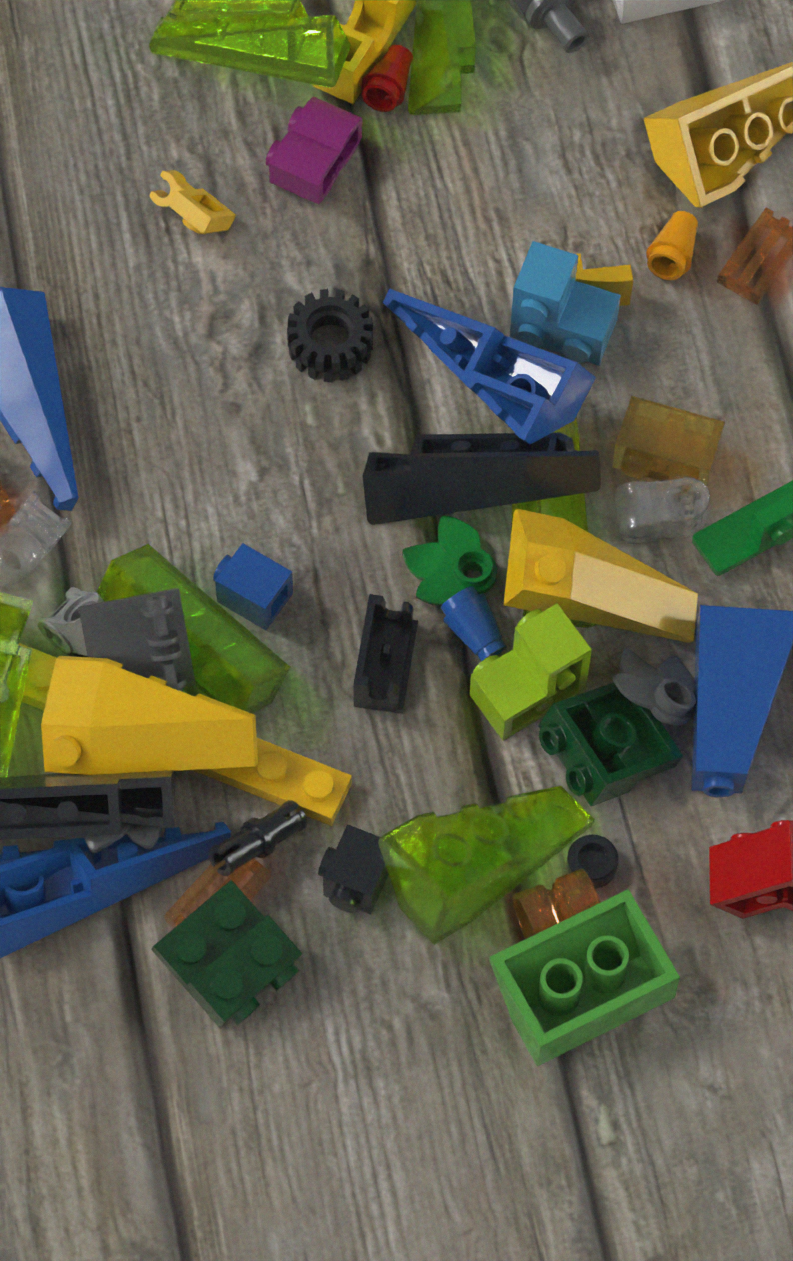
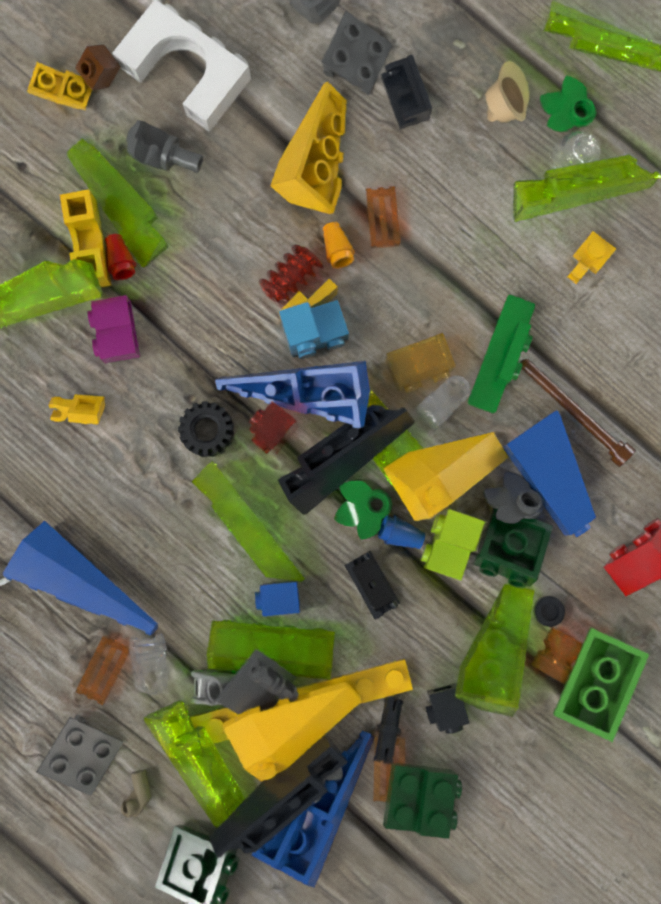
camera: 35 degrees left, 20 degrees up
(285, 469) = (246, 525): none -> clear neon green wedge
(413, 381) = (272, 428): none -> clear red brick
(588, 232) = (289, 274): none -> clear red piece

